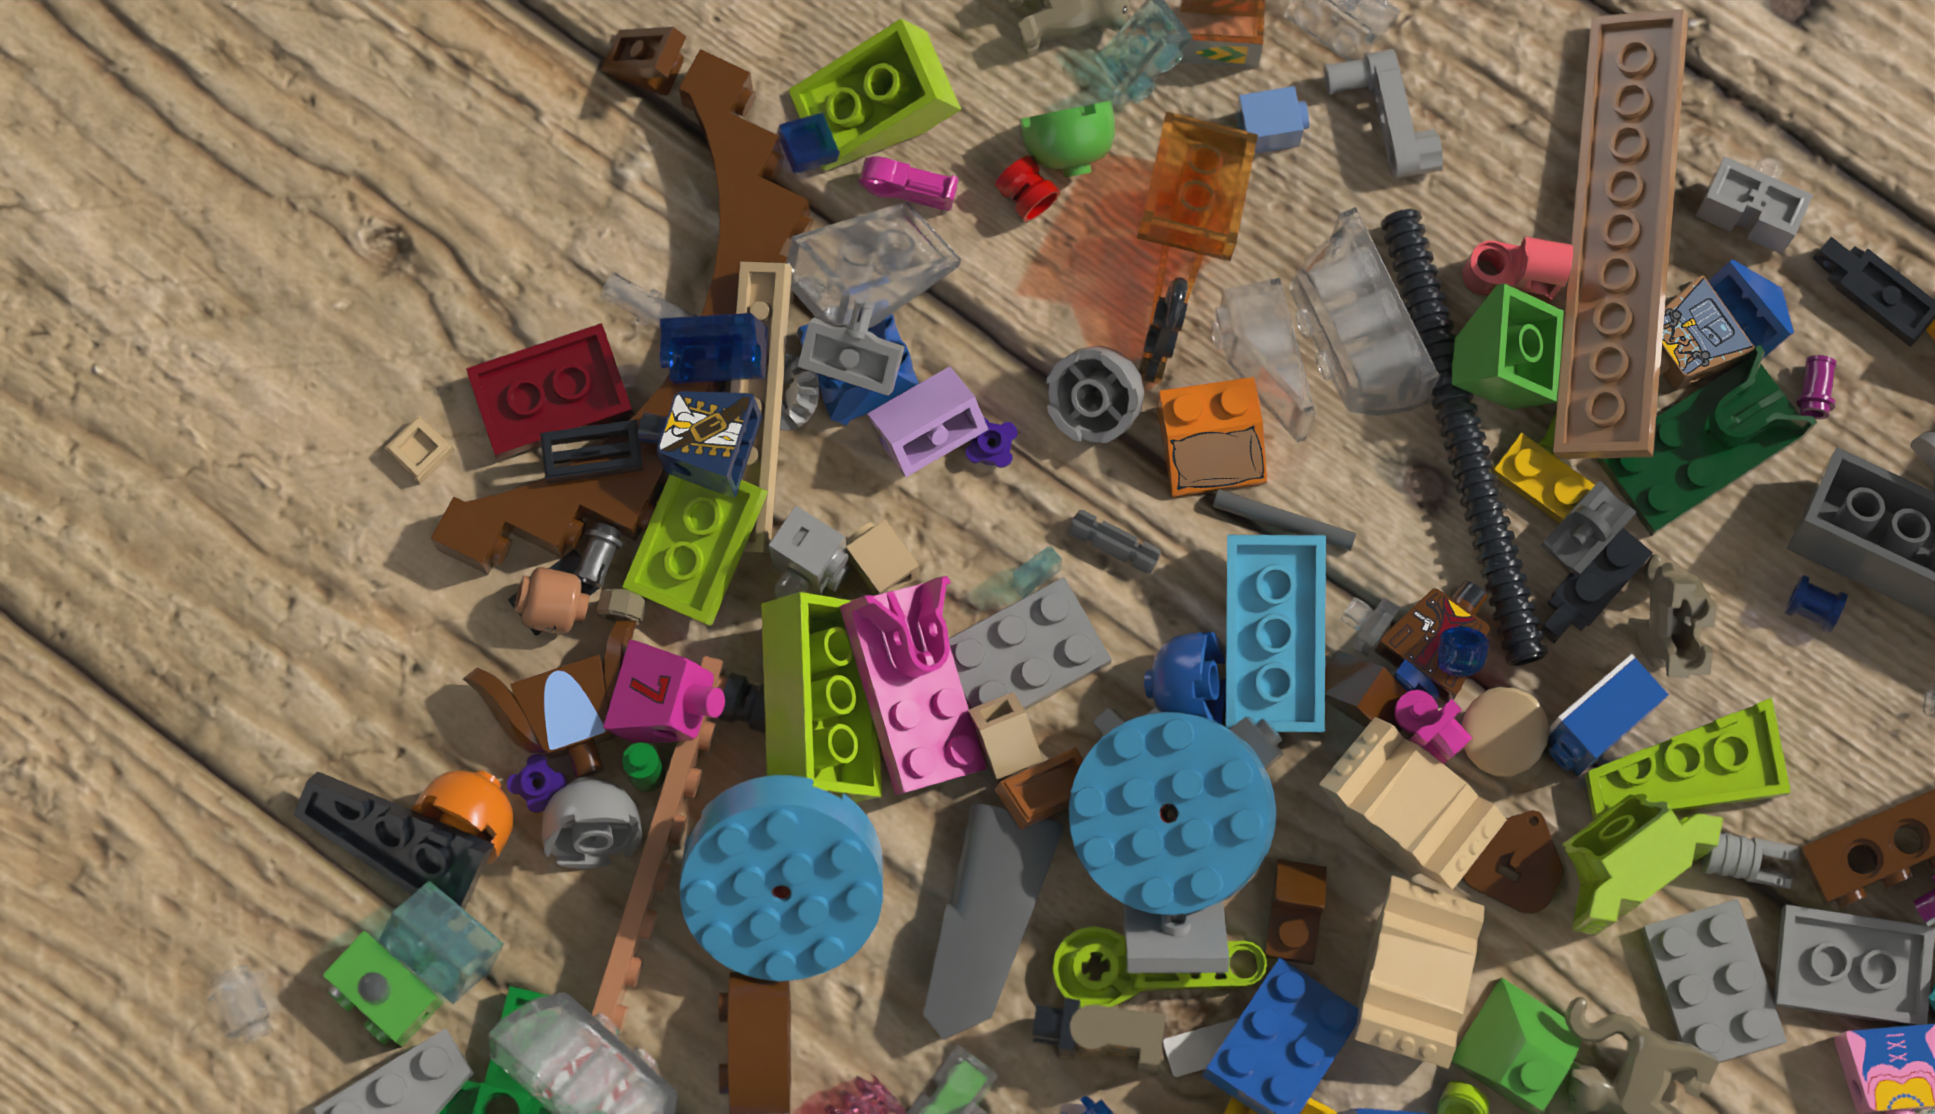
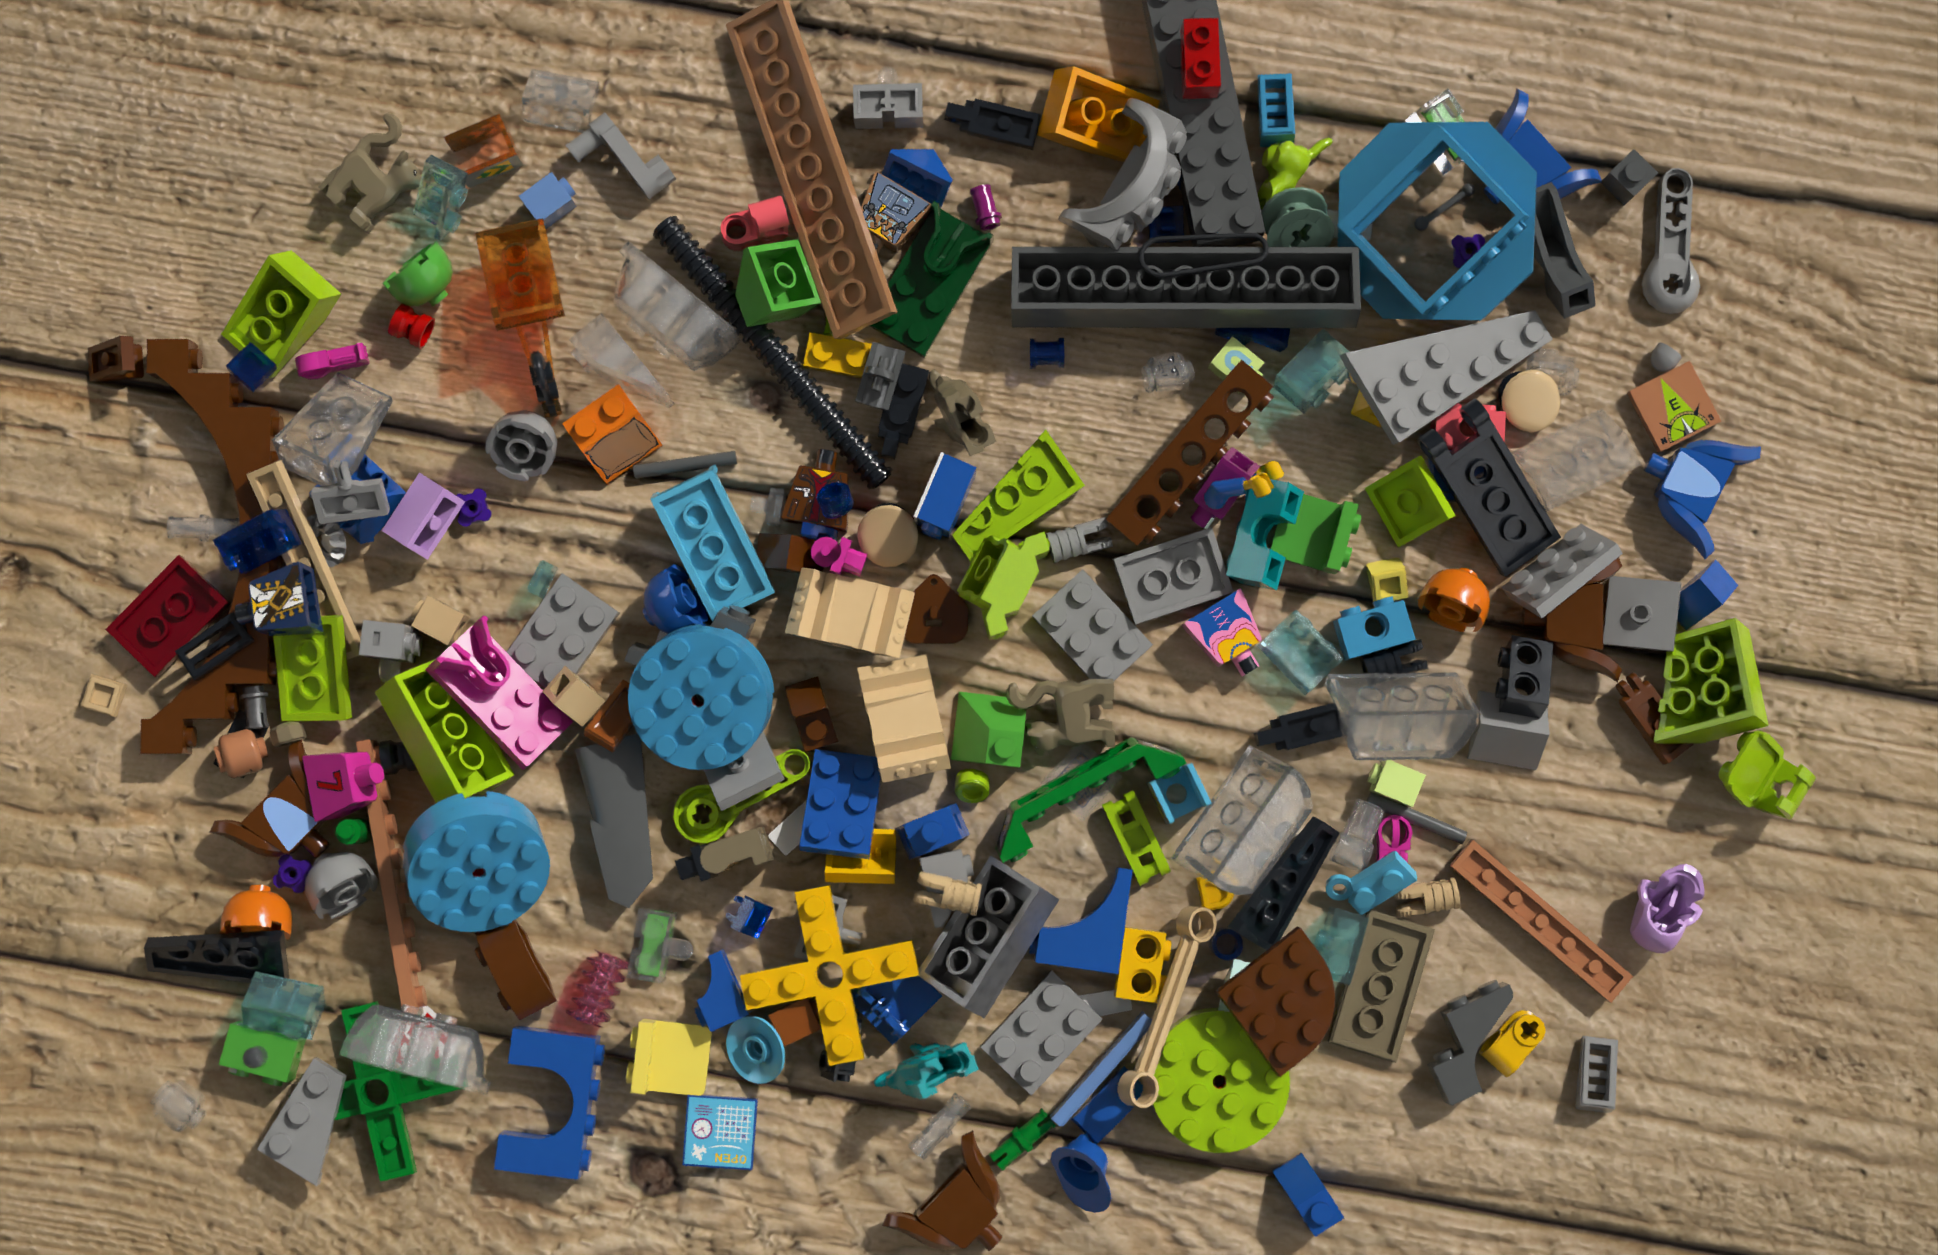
camera: 30 degrees left, 10 degrees up
(1114, 541) = (583, 533): dark grey axle -> none

